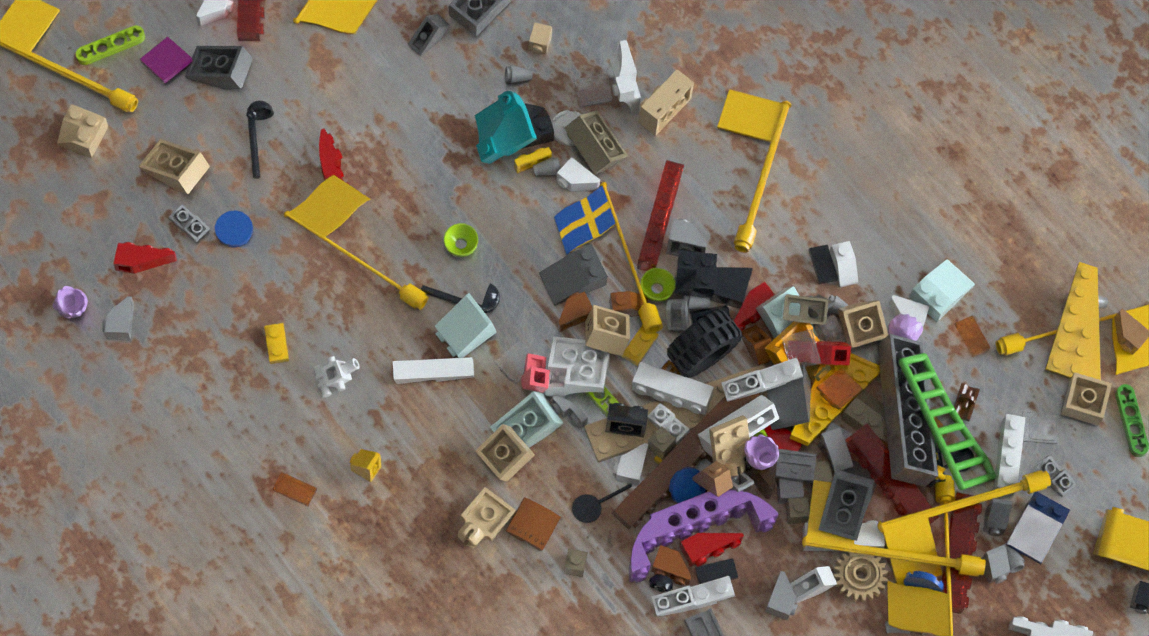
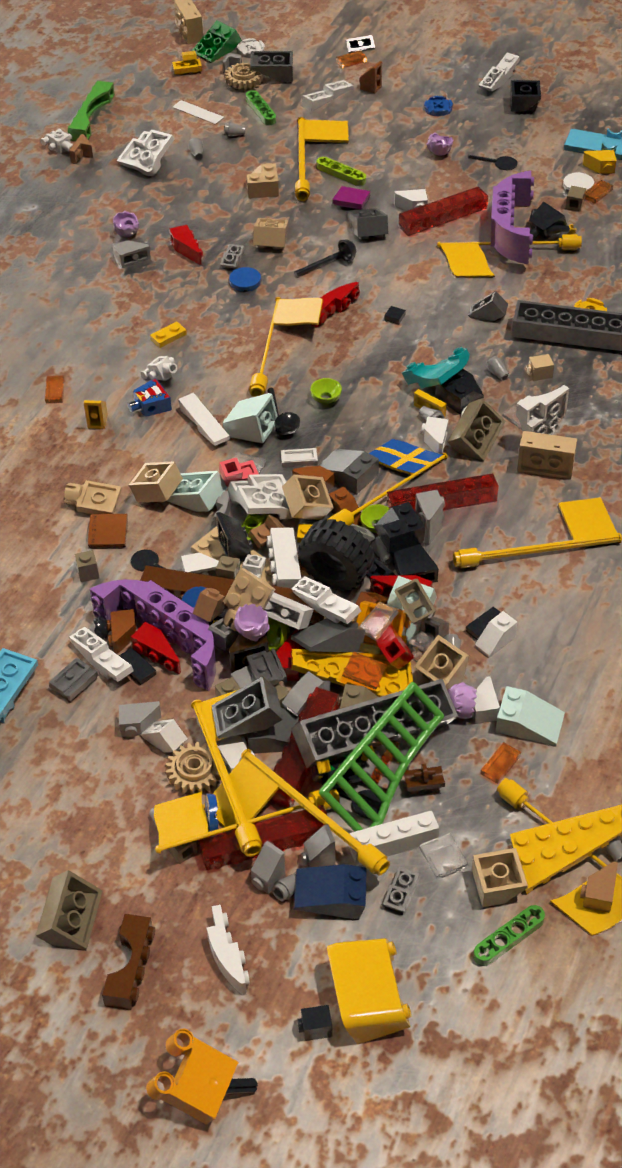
camera: 70 degrees right, 20 degrees down
(372, 404) = (150, 399): none -> blue torso
(380, 120) = (395, 314): none -> black tile
(531, 309) = (299, 457): none -> white tile
(619, 384) = (260, 533): none -> medium nougat slope

